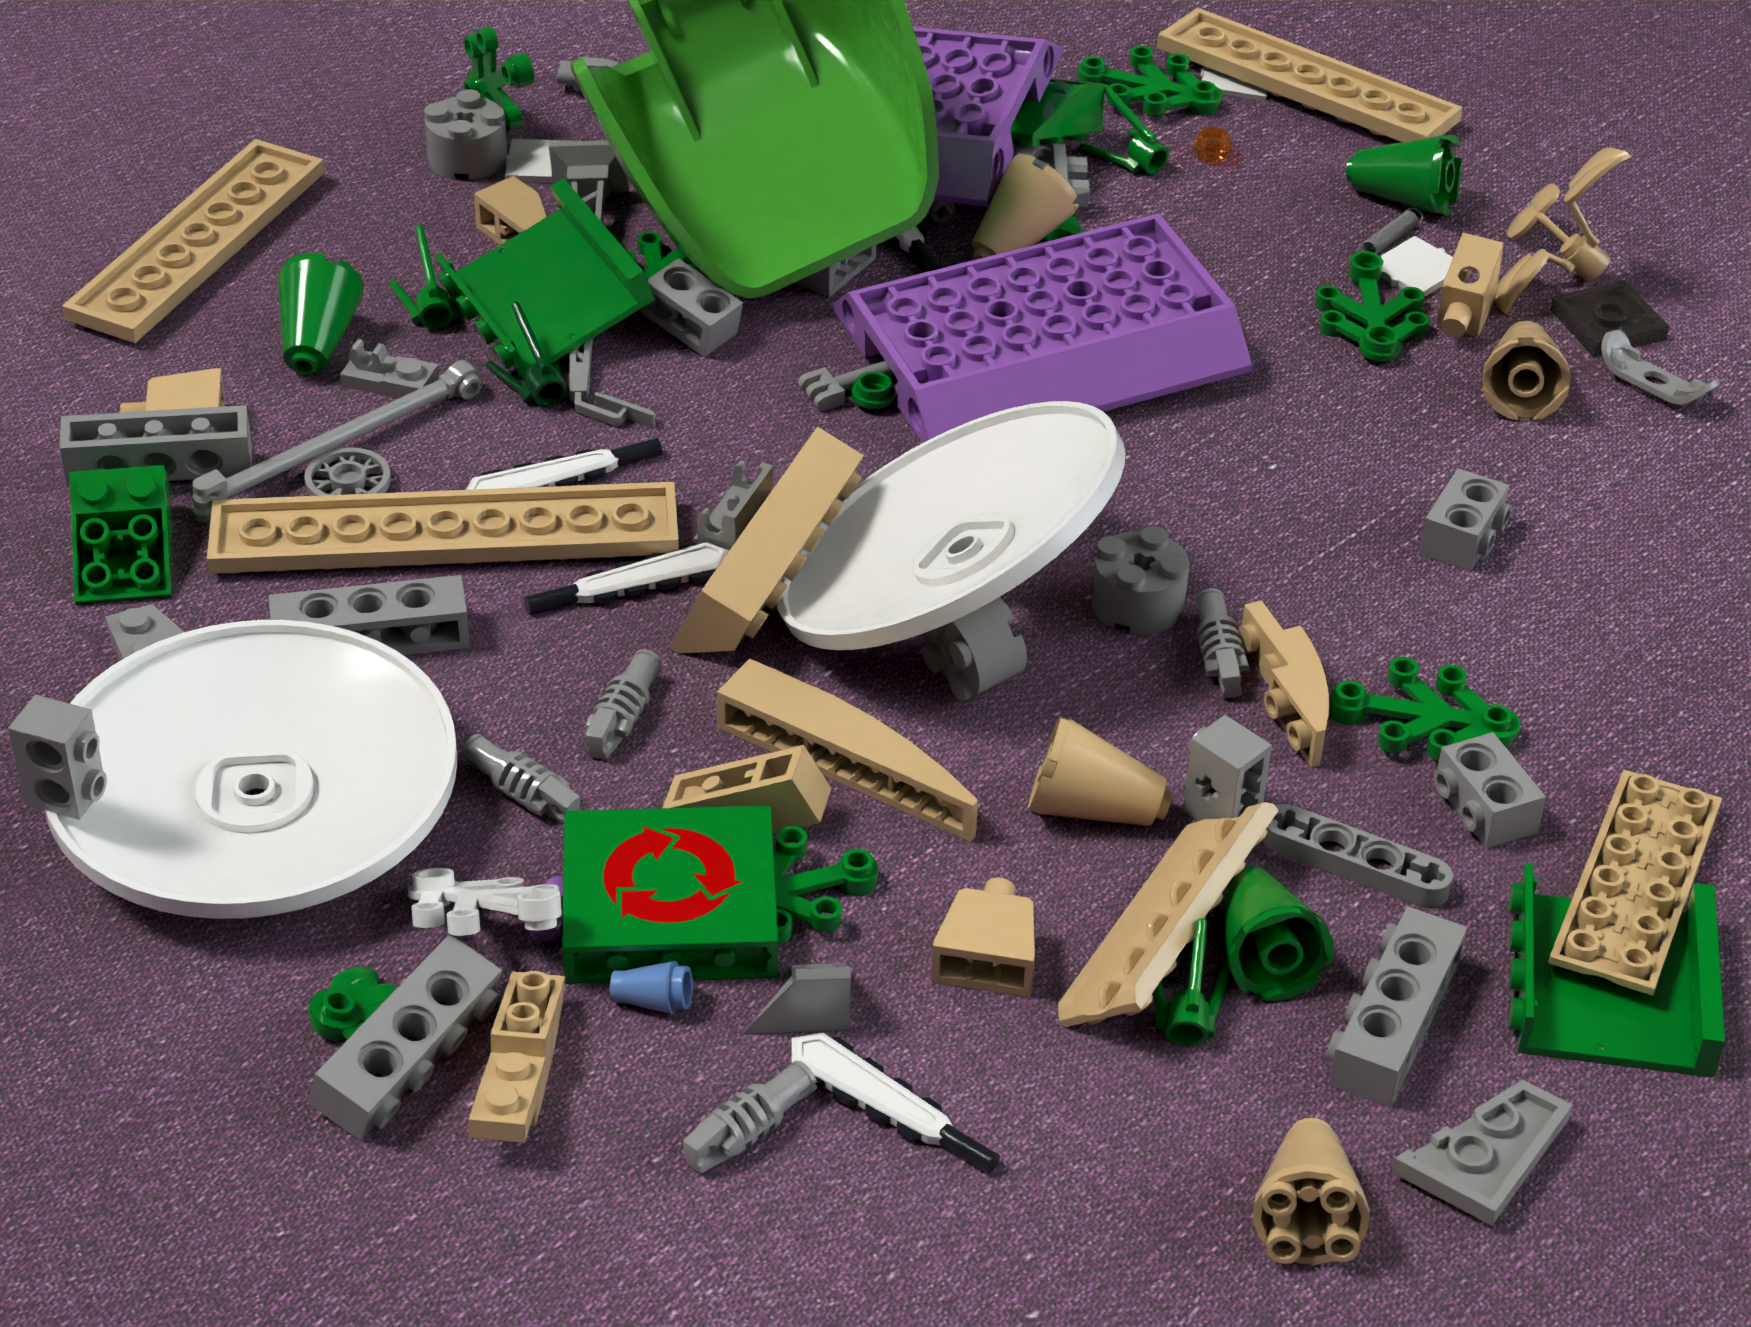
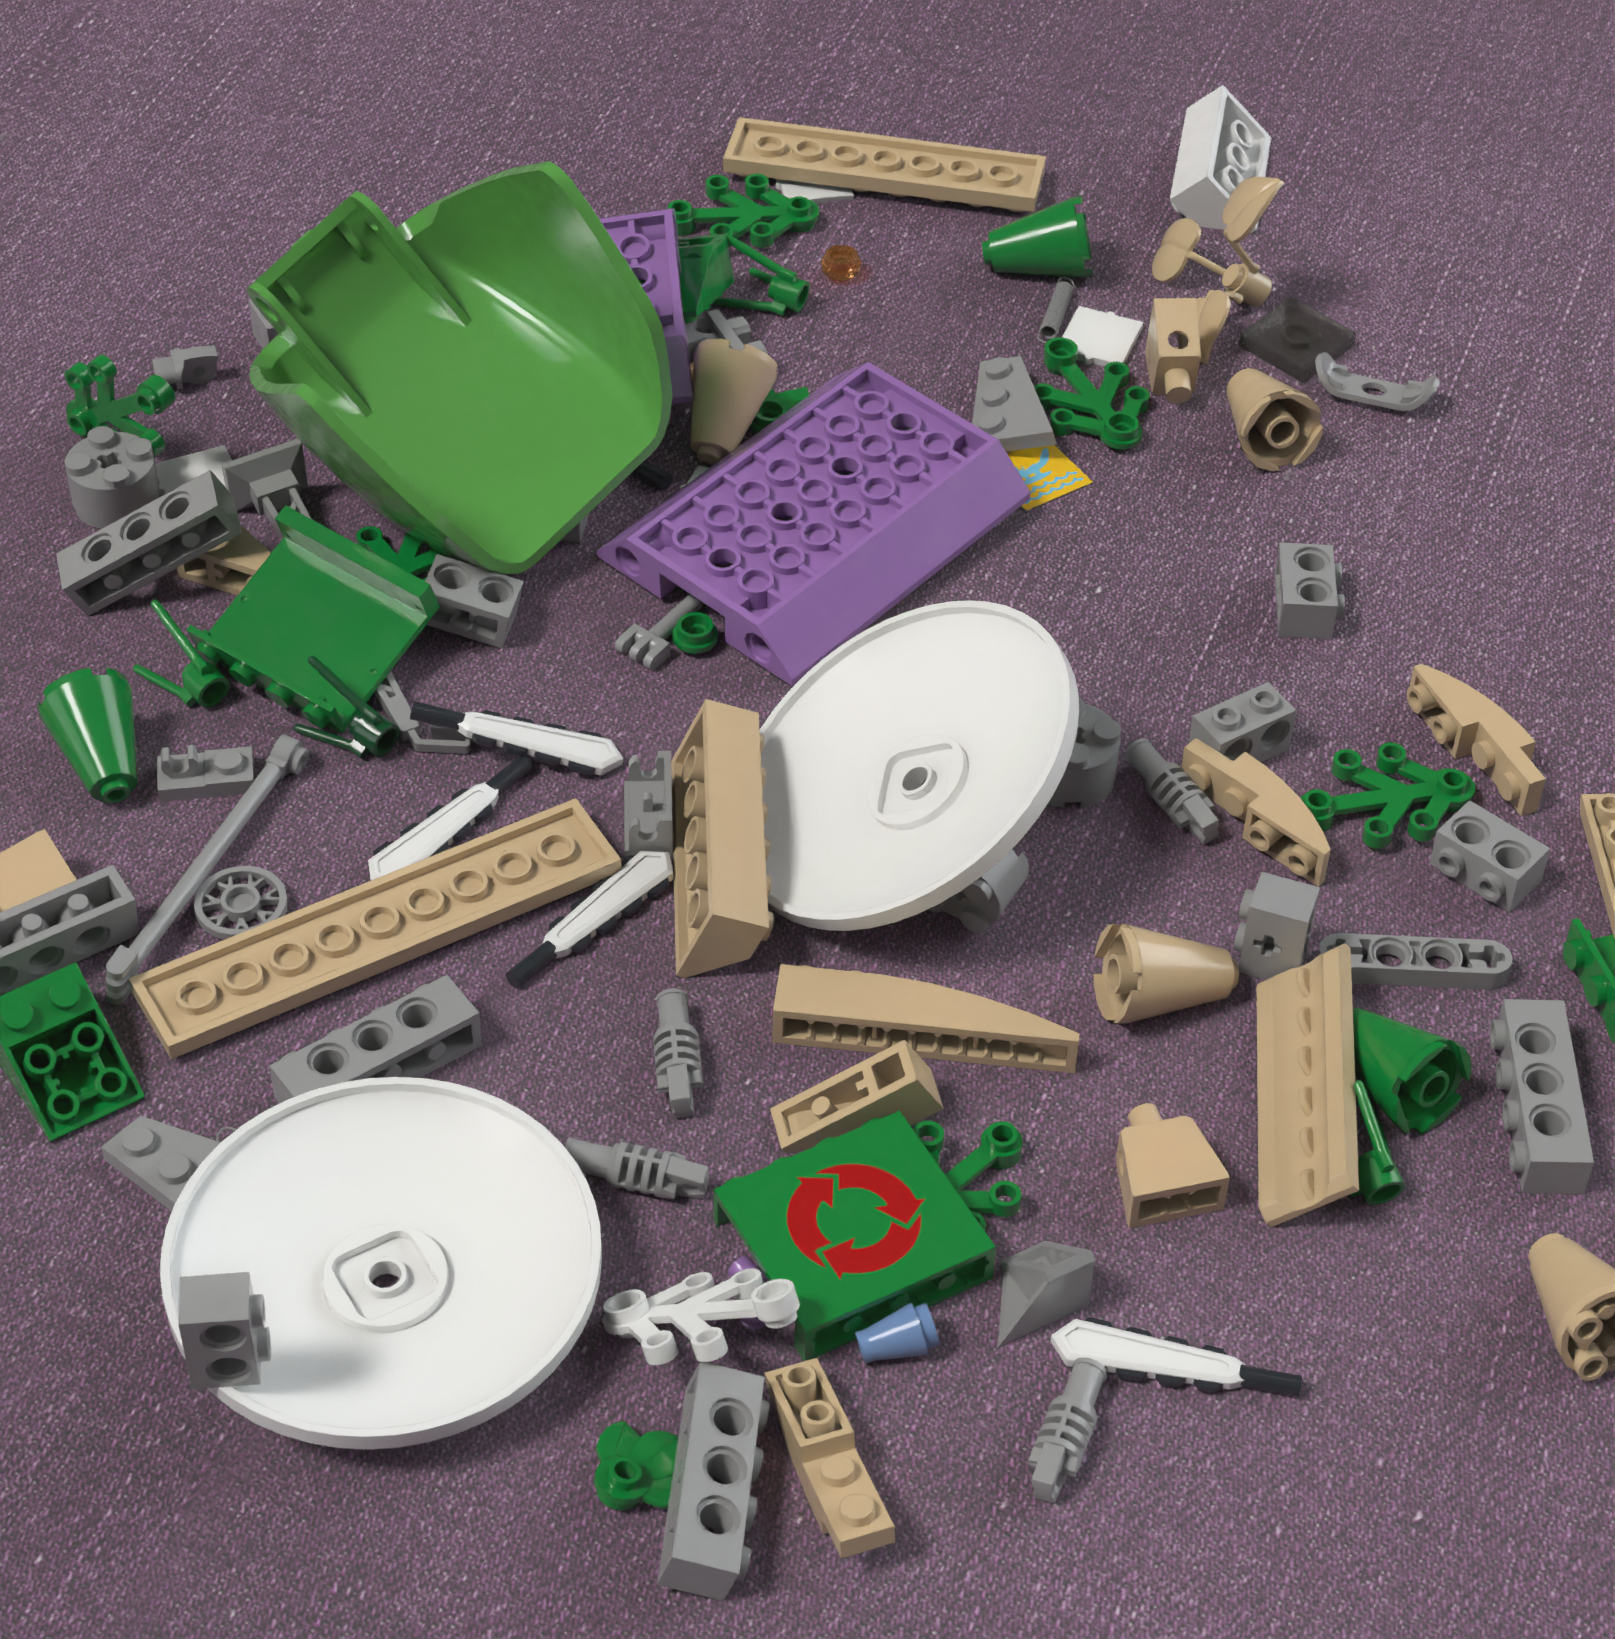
camera: 25 degrees left, 5 degrees up
(450, 184) = (148, 543): none -> light grey brick
(682, 436) = (550, 744): none -> white sword
(1284, 296) = (1010, 406): none -> light grey wing
(1284, 358) = (1047, 474): none -> yellow sticker
(1328, 608) = (1250, 723): none -> light grey brick
(1554, 683) = (1477, 726): none -> tan slope
(1660, 150) = (1215, 154): none -> white slope

